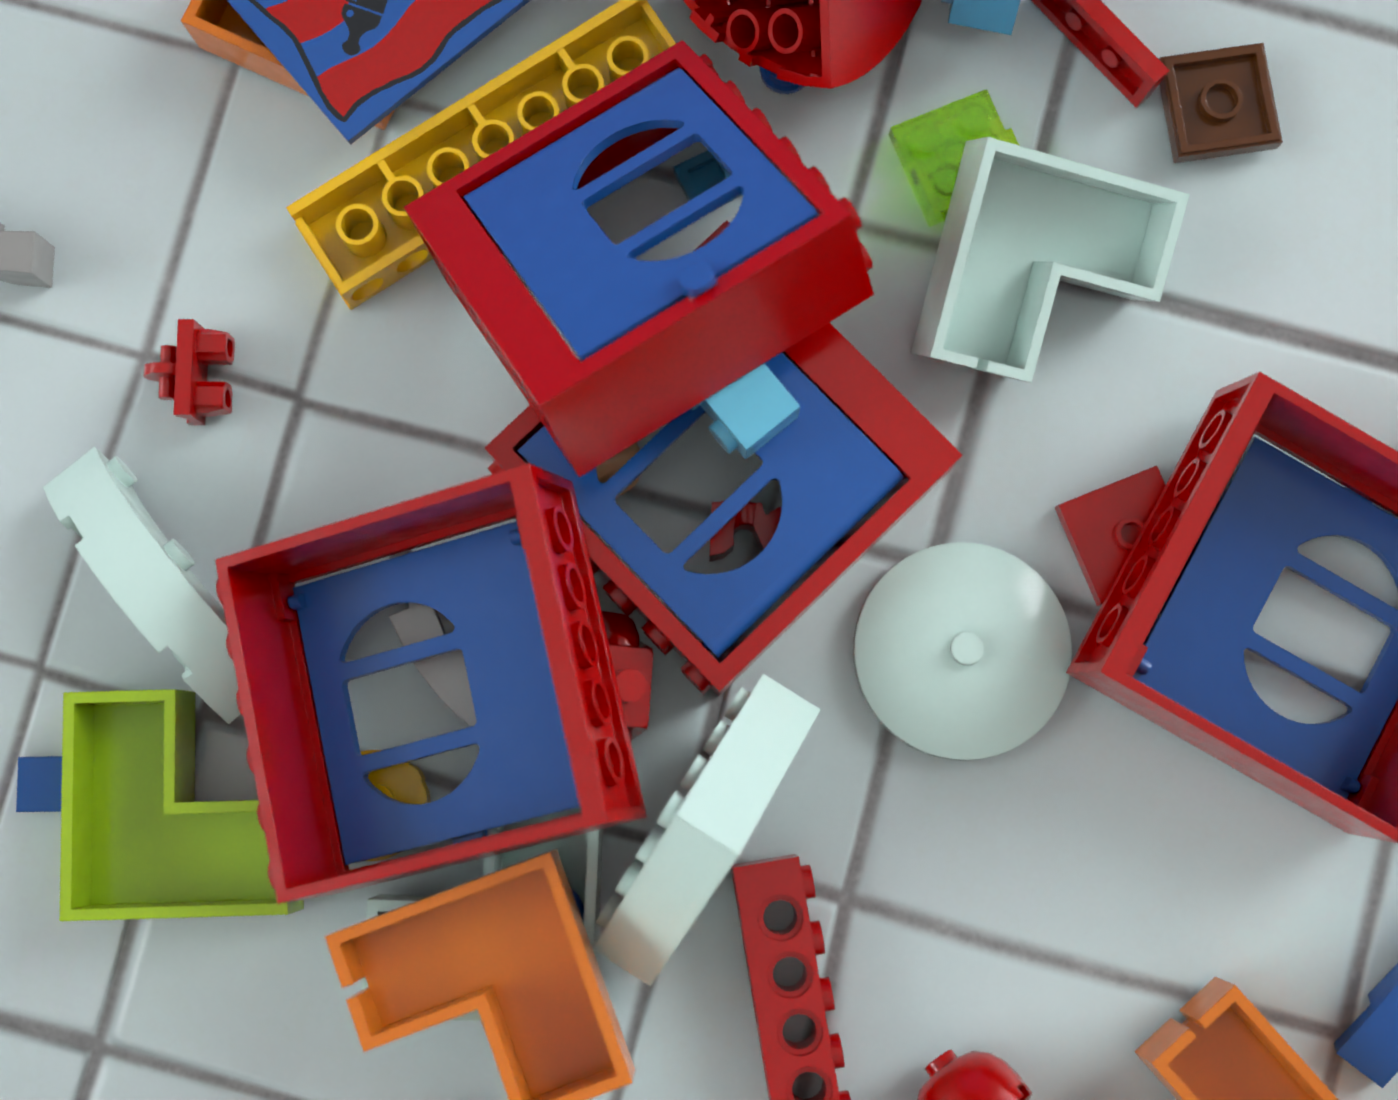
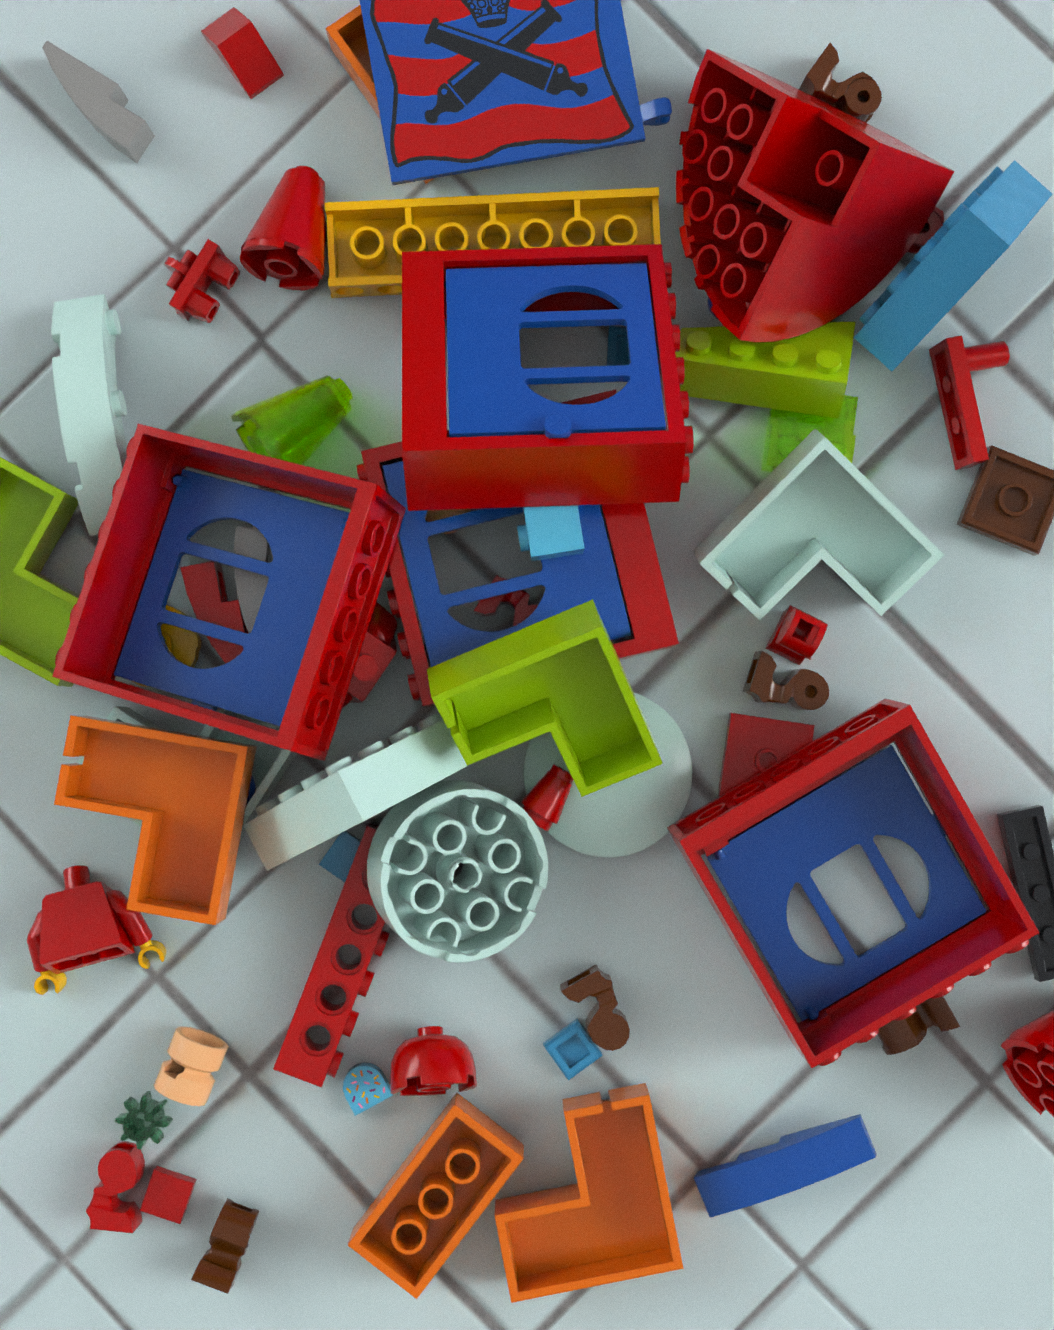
camera: 25 degrees right, 5 degrees up
(103, 102) = (243, 52): none -> red slope
(266, 264) = (290, 233): none -> red cone
(388, 460) = (295, 421): none -> clear neon green cone
(406, 719) = (210, 603): none -> red slope
(722, 922) = (341, 855): none -> dark azure tile
(814, 866) = (416, 861): none -> light aqua brick
(845, 575) = (552, 680): none -> lime piece
(901, 103) = (788, 375): none -> lime wedge
(916, 716) = (548, 797): none -> red cone
(1080, 377) = (797, 635): none -> red leg
(1111, 987) = (572, 1049): none -> dark azure tile
(1115, 435) = (801, 688): none -> reddish brown leg
(1126, 932) = (605, 1022): none -> reddish brown leg

